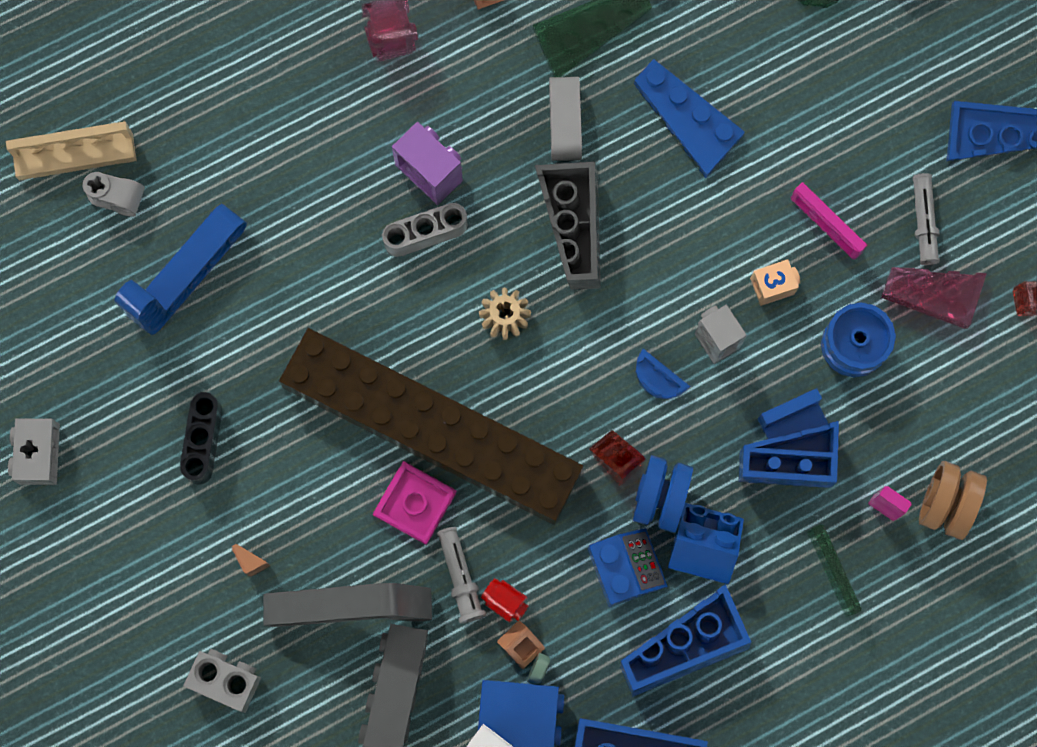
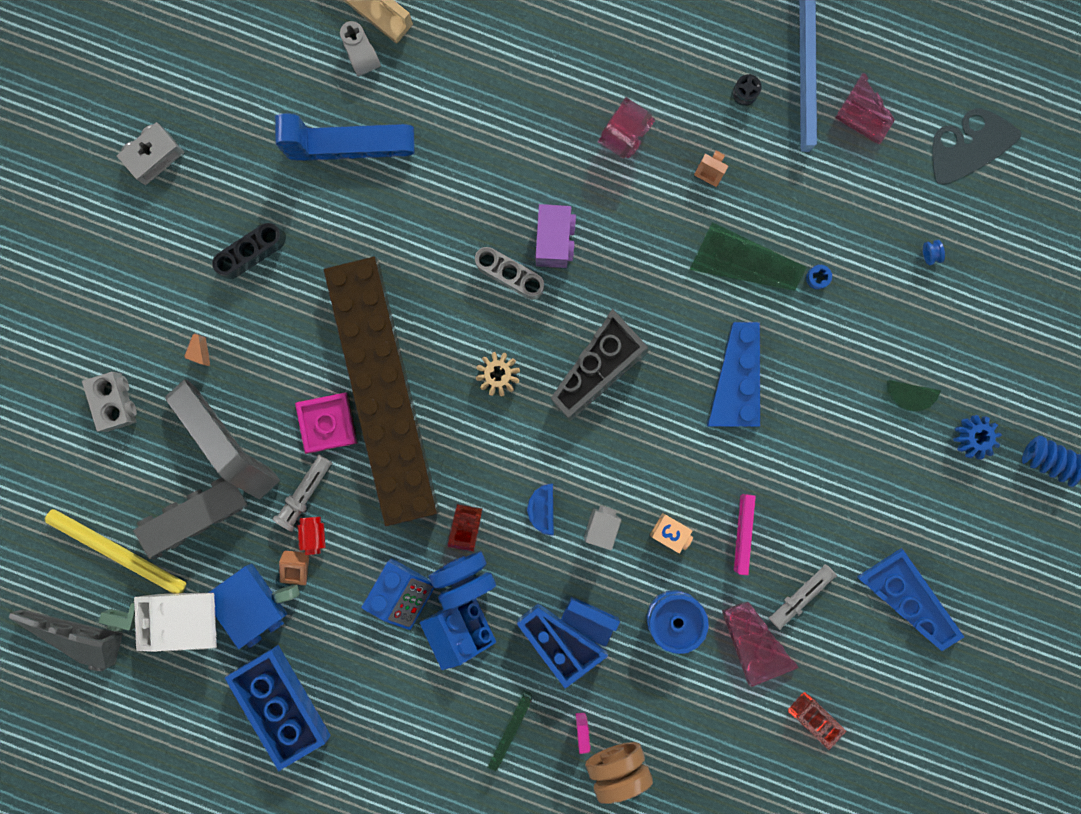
camera: 50 degrees right, 10 degrees up
(565, 118) = (665, 299): light grey beam -> none
(688, 644) = (383, 678): blue wedge -> none

